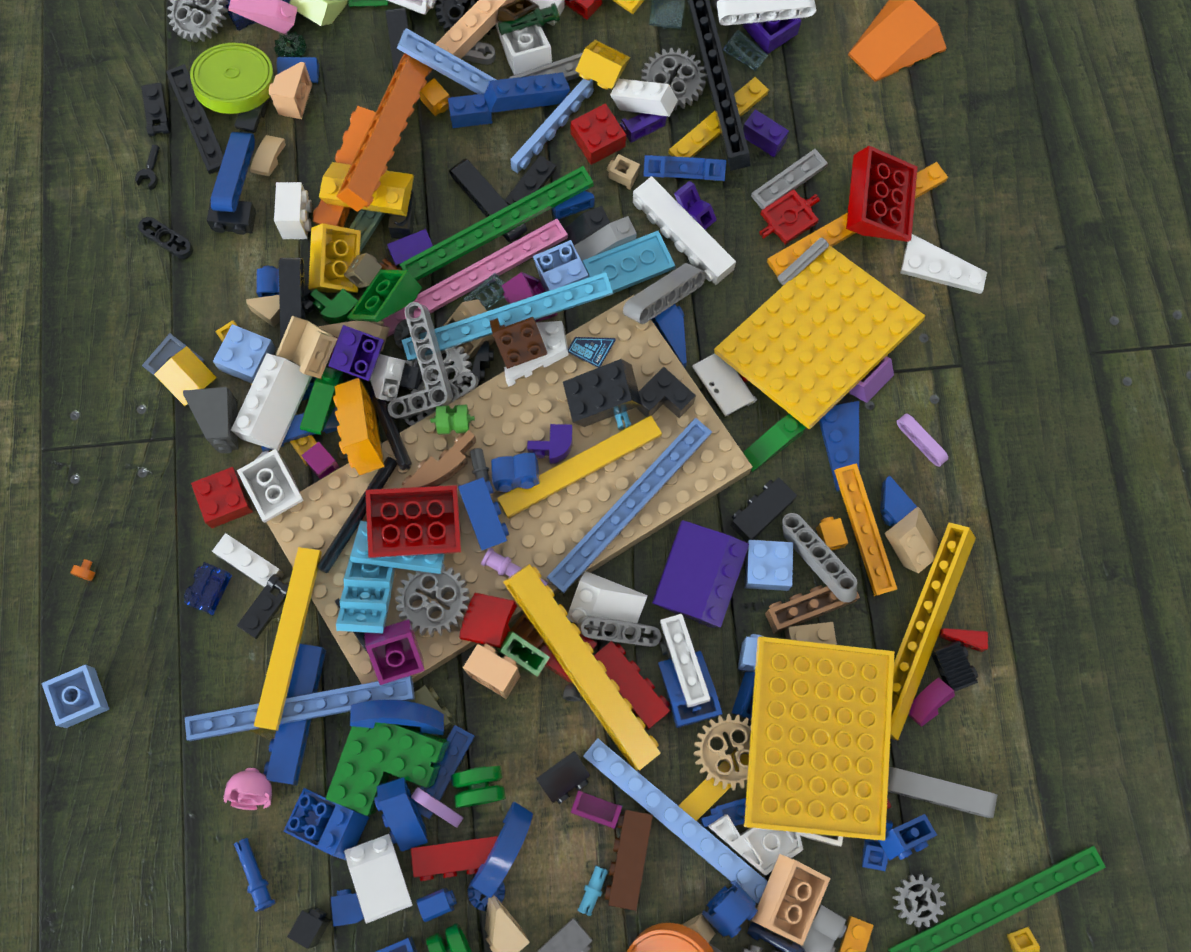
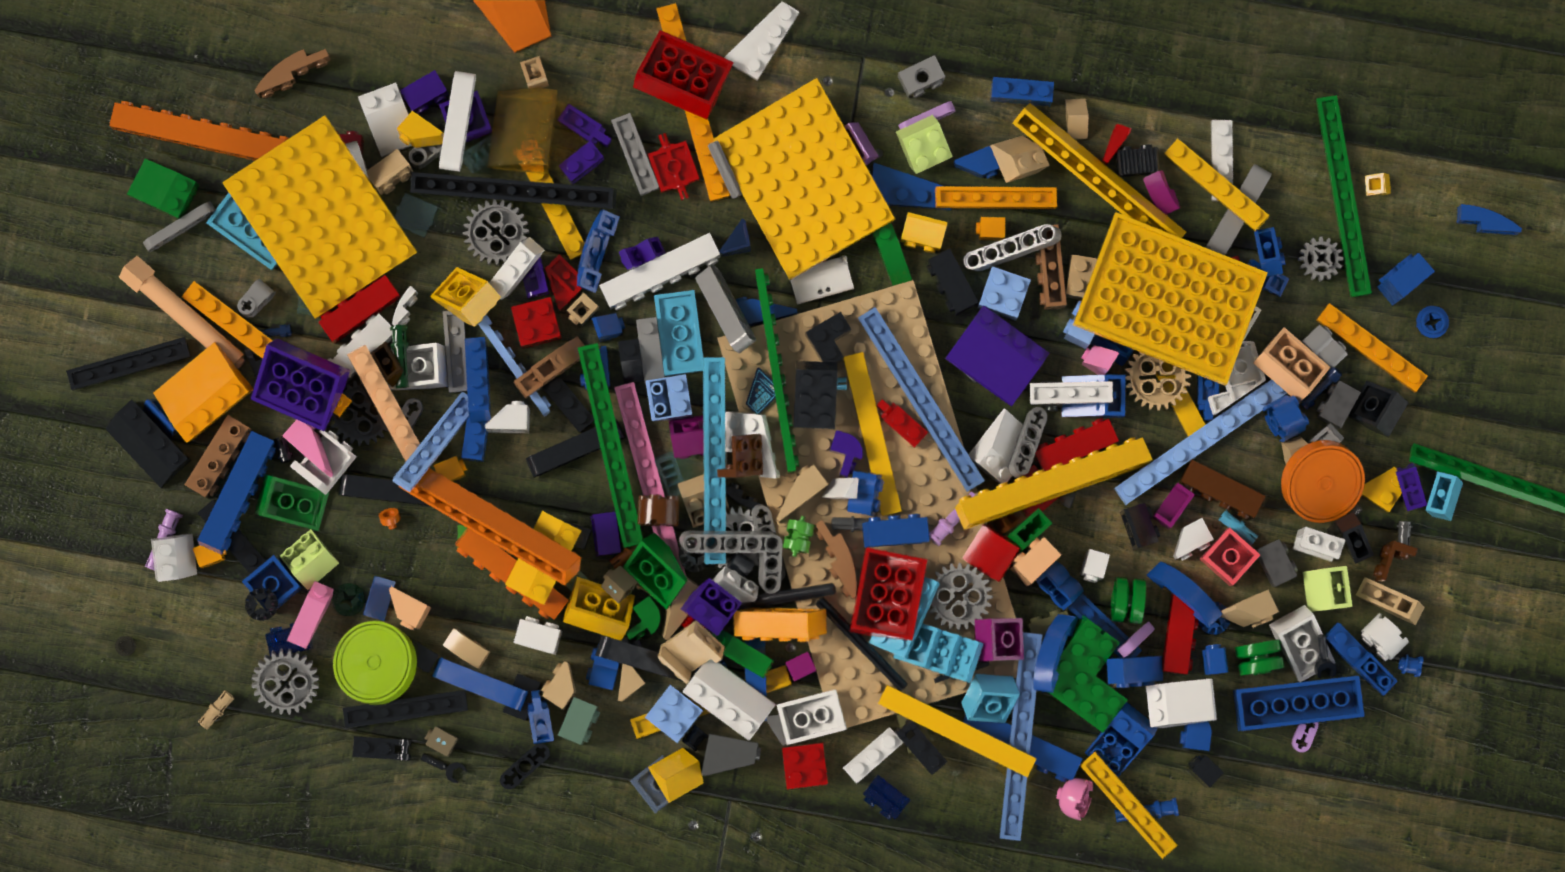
camera: 75 degrees left, 10 degrees up
(172, 156) = (441, 741): none -> dark tan brick
(211, 233) = (540, 719): none -> blue hinge
(217, 268) = (578, 721): none -> sand green brick
(224, 381) = (695, 738): none -> black bush
(247, 244) = (562, 687): none -> tan slope
(252, 852) = (1128, 805): none -> yellow tile
(332, 663) = (990, 698): none -> medium azure brick
(376, 59) = (390, 517): none -> orange tile
(442, 282) = (658, 510): none -> reddish brown brick
(476, 708) = (1059, 585): none -> blue brick
(498, 132) = (511, 419): none -> white slope
(501, 411) = (805, 487): none -> tan slope
(506, 738) = (1094, 566): none -> white brick
(512, 447) = (842, 489): none -> white slope
(555, 149) = (549, 367): none -> medium nougat slope
(557, 889) = (1229, 557): none -> coral brick
(567, 840) = (1192, 537): none -> white slope
(572, 18) = (401, 315): none -> white slope
(600, 493) = (902, 423): none -> red hinge
(613, 194) = (608, 326): none -> blue slope
(622, 350) = (778, 379): none -> green plate
(651, 143) = (562, 281): none -> red wing
(730, 683) = (1099, 359): none -> bright pink slope
(736, 292) = (737, 242): none -> dark blue slope
(778, 77) = (523, 130): none -> clear yellow slope
(800, 128) = (583, 126): none -> dark purple hinge
(805, 465) = (923, 232): none -> yellow slope
(832, 73) = (534, 73): none -> tan slope
(895, 440) = (924, 144): none -> yellowish green brick
(959, 760) = (1216, 185): none -> yellow plate
(960, 411) = (928, 67): none -> light grey brick
(975, 591) = (1076, 118): none -> tan slope
(984, 525) = (1022, 91): none -> blue brick
(987, 759) = (1222, 149): none -> white plate

